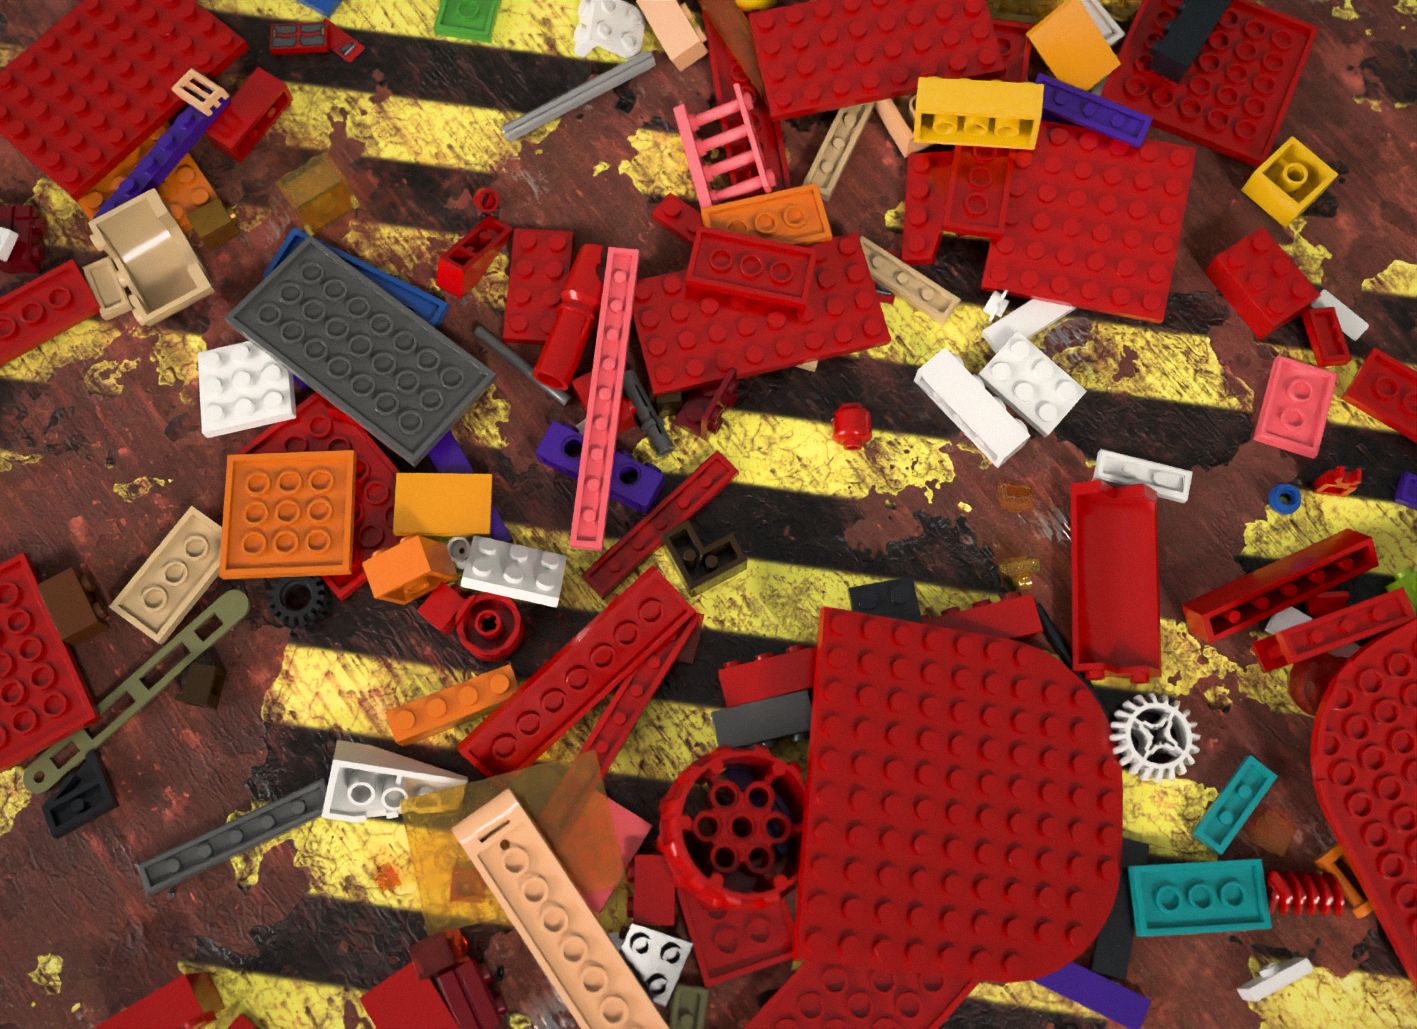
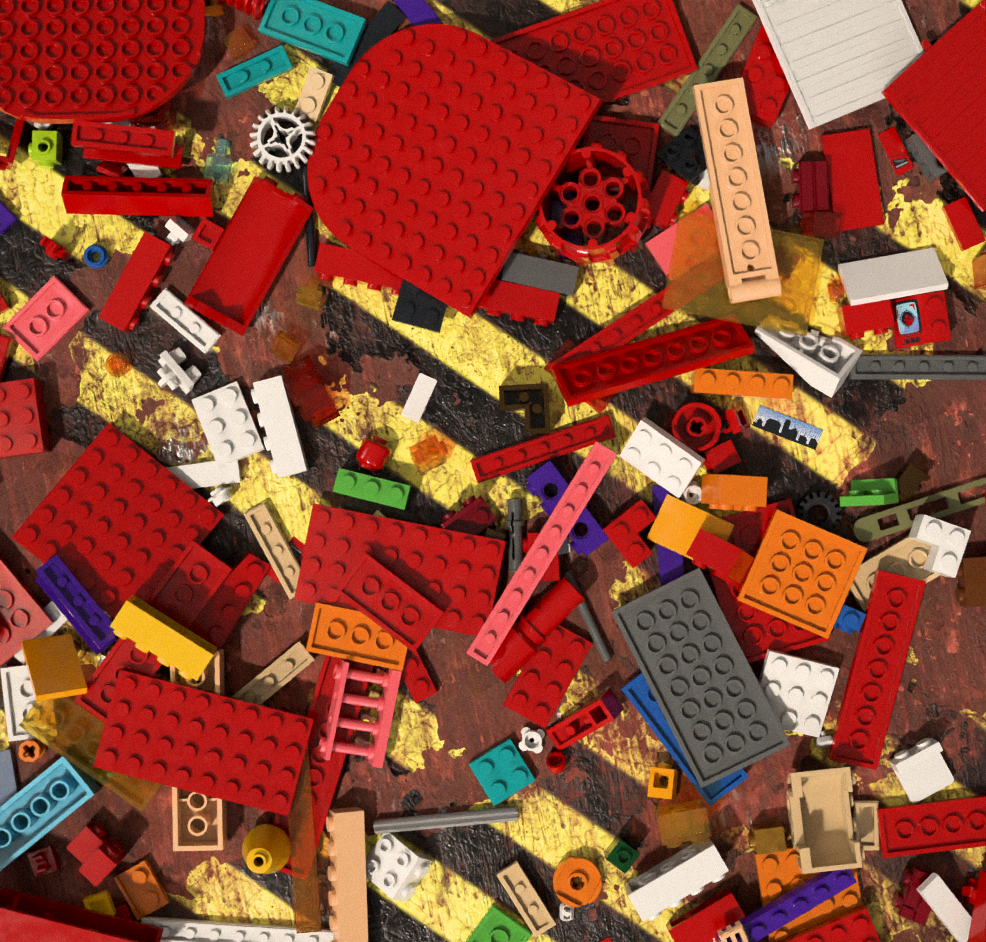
camera: 155 degrees left, 15 degrees up
(63, 370) = (922, 769): none -> white bracket
(124, 626) = (946, 544): none -> white brick
(157, 455) = (876, 669): none -> red plate
(190, 353) = (824, 741): none -> white rock
(209, 493) = (849, 619): none -> blue brick
(240, 645) = (871, 492): none -> bright green bracket
(262, 893) = (920, 320): none -> red slope
(302, 129) = (675, 879): none -> white brick
(318, 931) = (892, 276): none -> white tile
(333, 863) = (865, 318): none -> red brick
(357, 220) = (655, 787): none -> light orange brick
(371, 140) = (621, 853): none -> dark green brick
(378, 685) = (787, 427): none -> sticker
(392, 481) = (727, 560): none -> red brick
(406, 66) = (566, 912): none -> white rock
(408, 111) = (590, 875): none -> orange plate
(444, 661) = (736, 419): none -> red tile
(456, 57) = (526, 898): none -> tan plate
(519, 470) = (624, 532): none -> red brick
(524, 204) = (534, 746): none -> white plate
(541, 168) = (502, 771): none -> teal plate
(799, 452) = (428, 447): none -> clear orange brick
(832, 516) = (419, 397): none -> white sticker
(833, 386) = (372, 488): none -> bright green brick
(962, 456) = (309, 392): none -> clear red brick
(1132, 420) = (171, 362): none -> white hips
(1148, 813) = (314, 93): none -> tan plate
(1175, 583) = (208, 234): none -> red plate
(1189, 392) = (117, 364): none -> clear orange plate
(1210, 571) = (179, 230): none -> white tile
(1211, 668) = (219, 166): none -> clear light blue plate
(1222, 489) = (137, 283): none -> red brick

